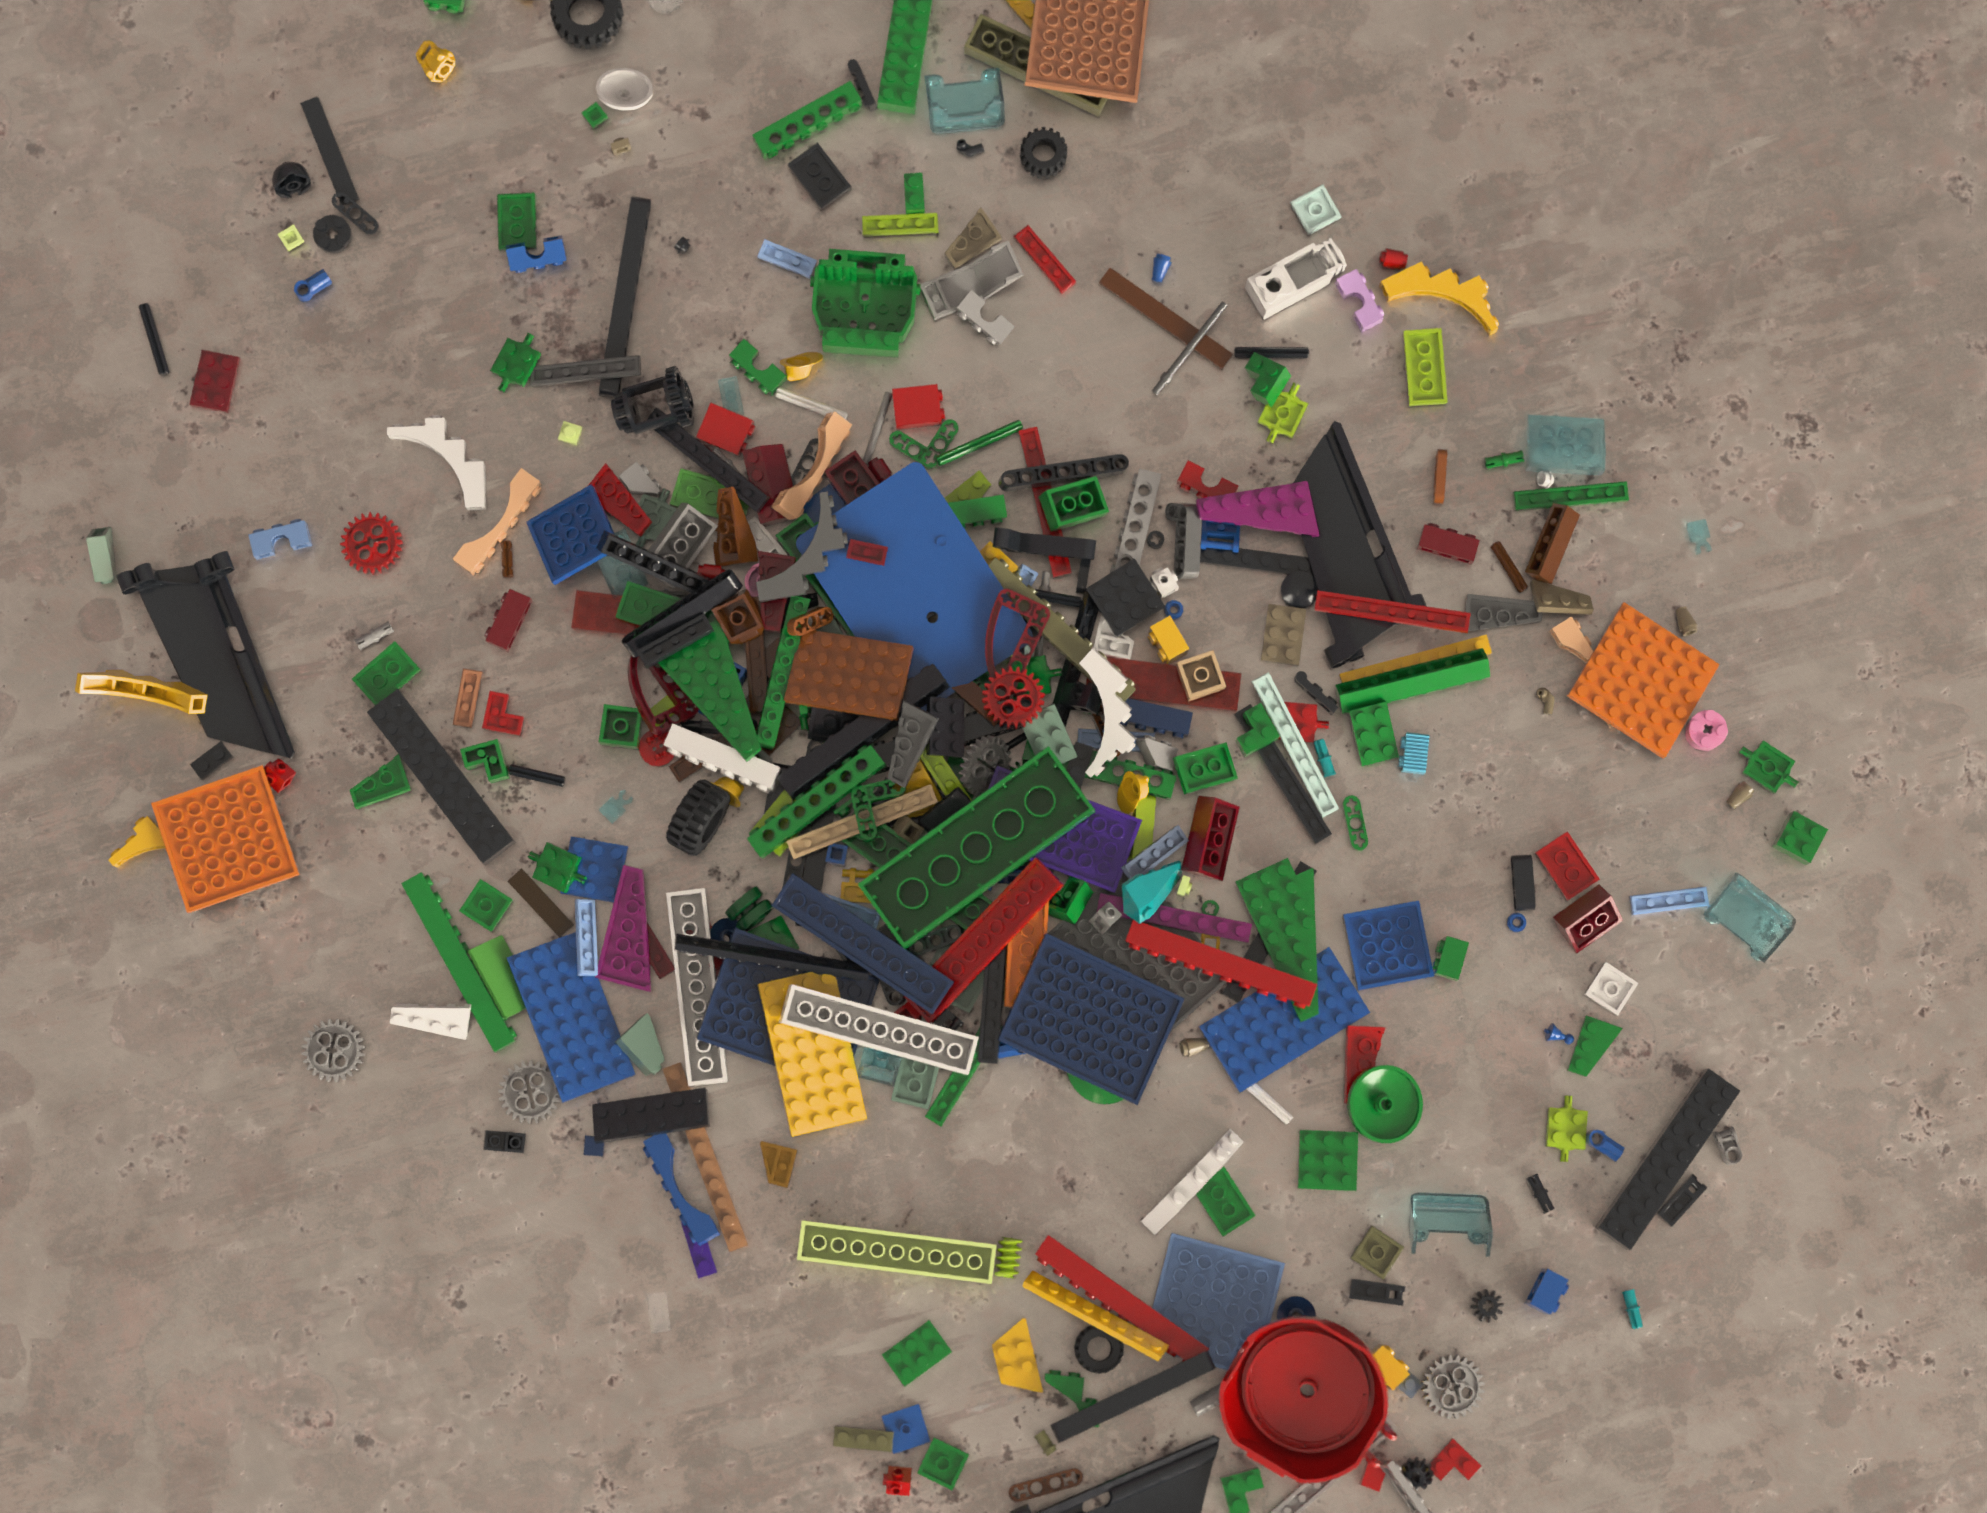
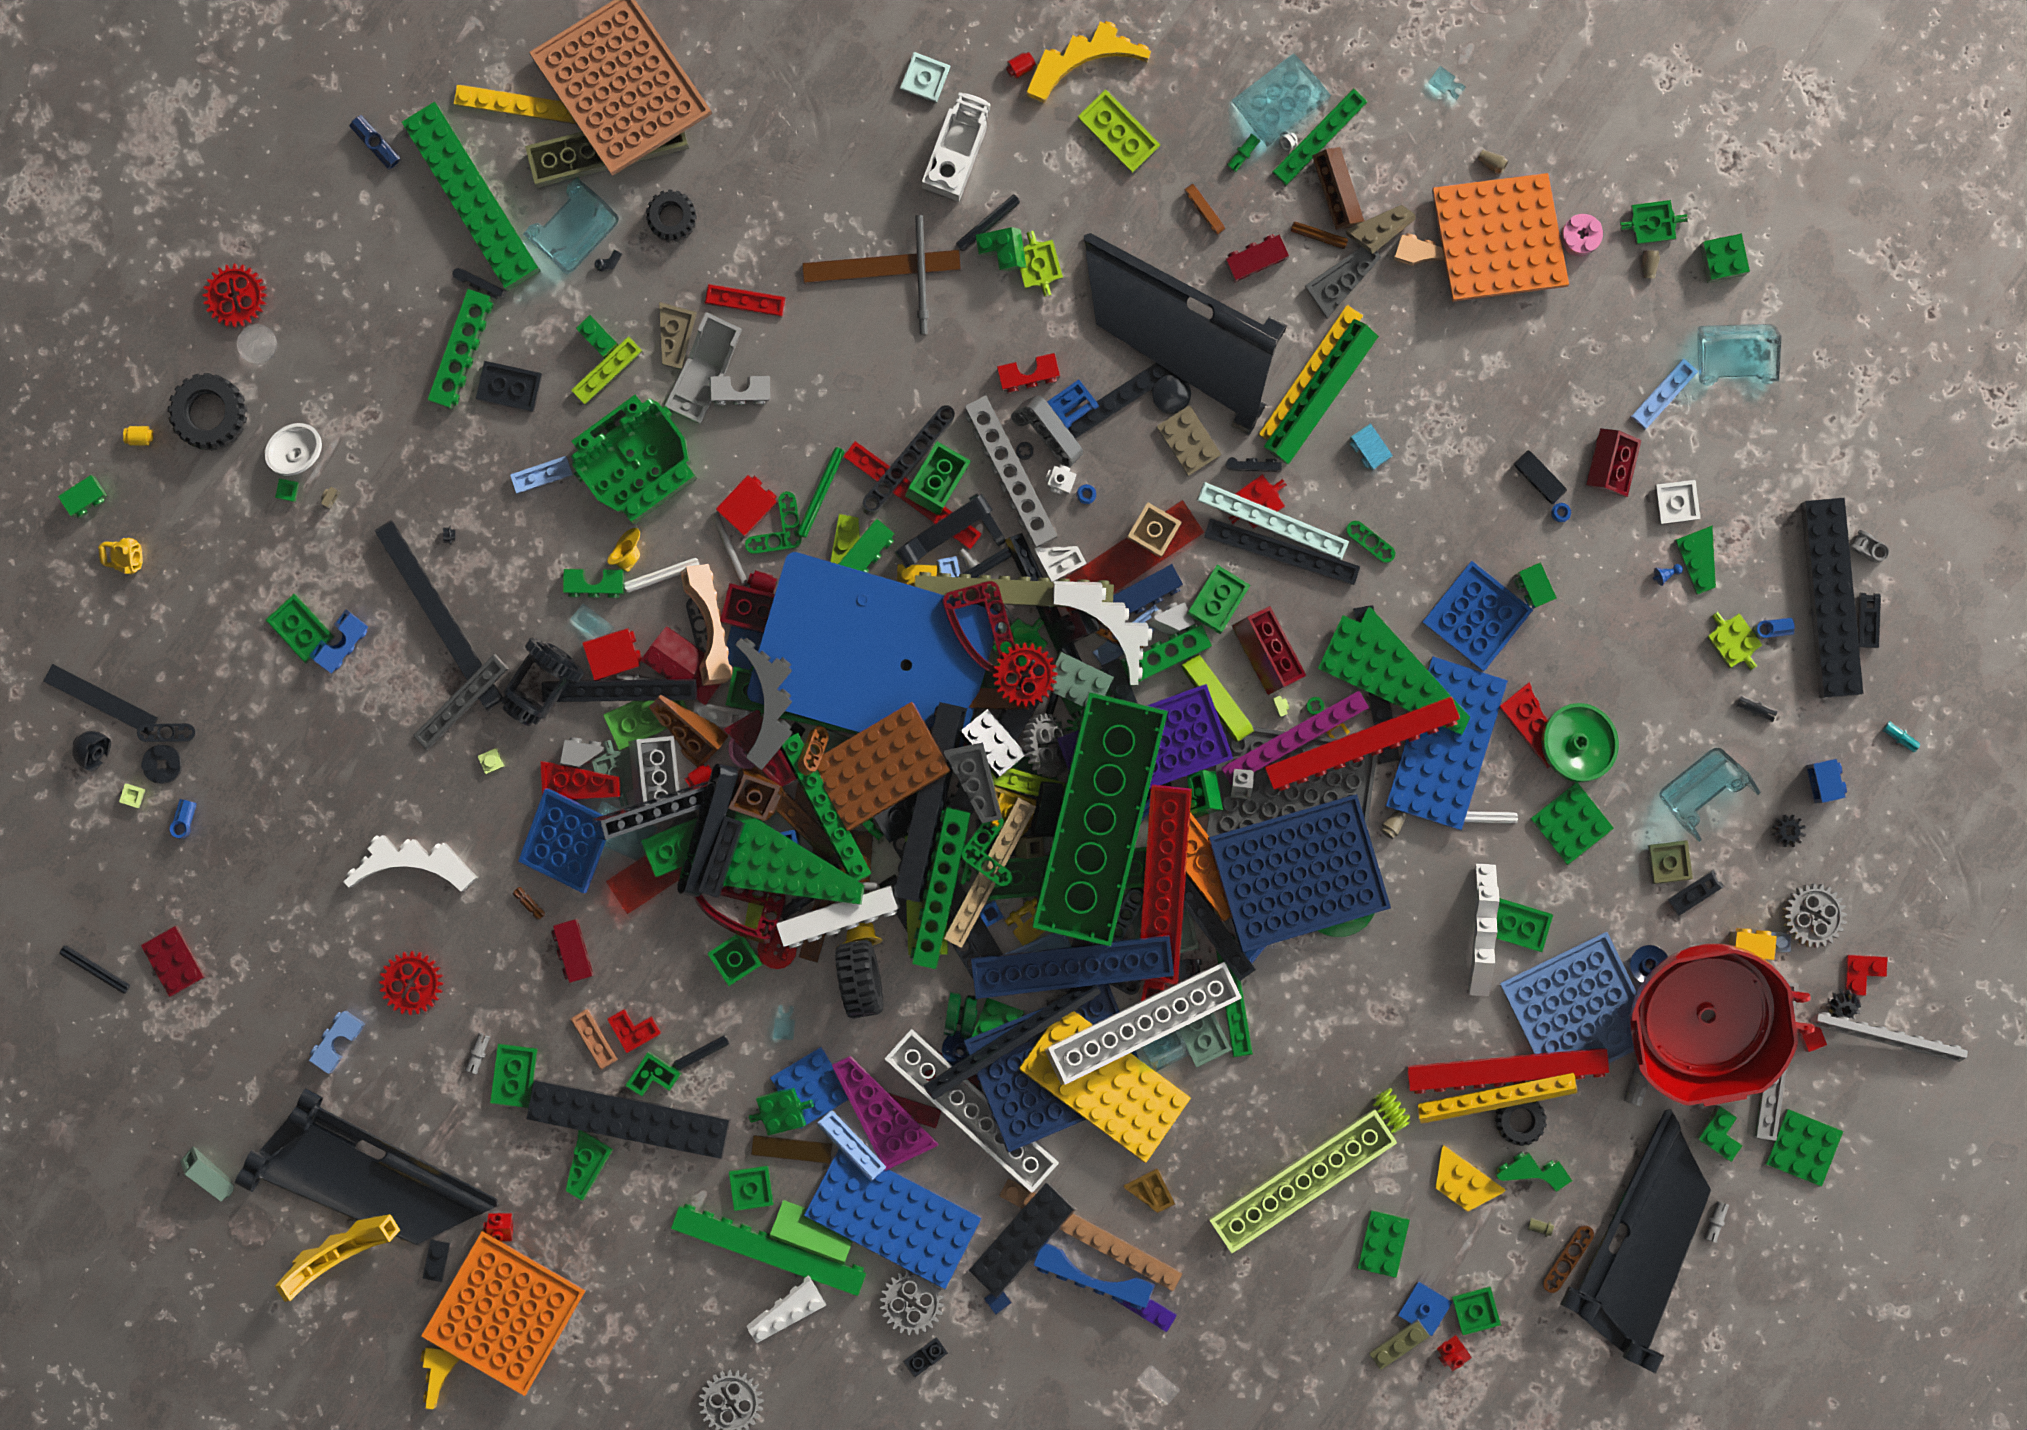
camera: 40 degrees left, 5 degrees up
(474, 553) = (492, 838): light nougat arch -> none
(515, 362) = (398, 742): green plate -> none
(642, 1046) = (968, 1191): sand green slope -> none
(867, 552) = (812, 658): dark red plate -> none
(1125, 597) = (1042, 518): black plate -> none
(1131, 791) = (1178, 667): yellow piece -> none
(1133, 1396) = (1580, 1135): black beam -> none
(1147, 892) = (1258, 739): teal wedge -> none
(1155, 852) = (1238, 701): sand blue plate -> none
(1160, 267) = (842, 228): blue cone -> none
(1168, 641) = (1104, 524): yellow brick -> none
(1261, 731) = (1238, 532): green brick -> none
(1269, 508) = (1096, 349): magenta wing -> none
(1324, 757) = (1303, 511): teal axle -> none
(1354, 285) = (1007, 113): lavender arch -> none
(1373, 733) = (1325, 459): green plate -> none
(1392, 611) = (1262, 352): red plate -> none
(1548, 700) = (1437, 315): dark tan arm -> none
(1567, 866) = (1563, 434): red plate -> none

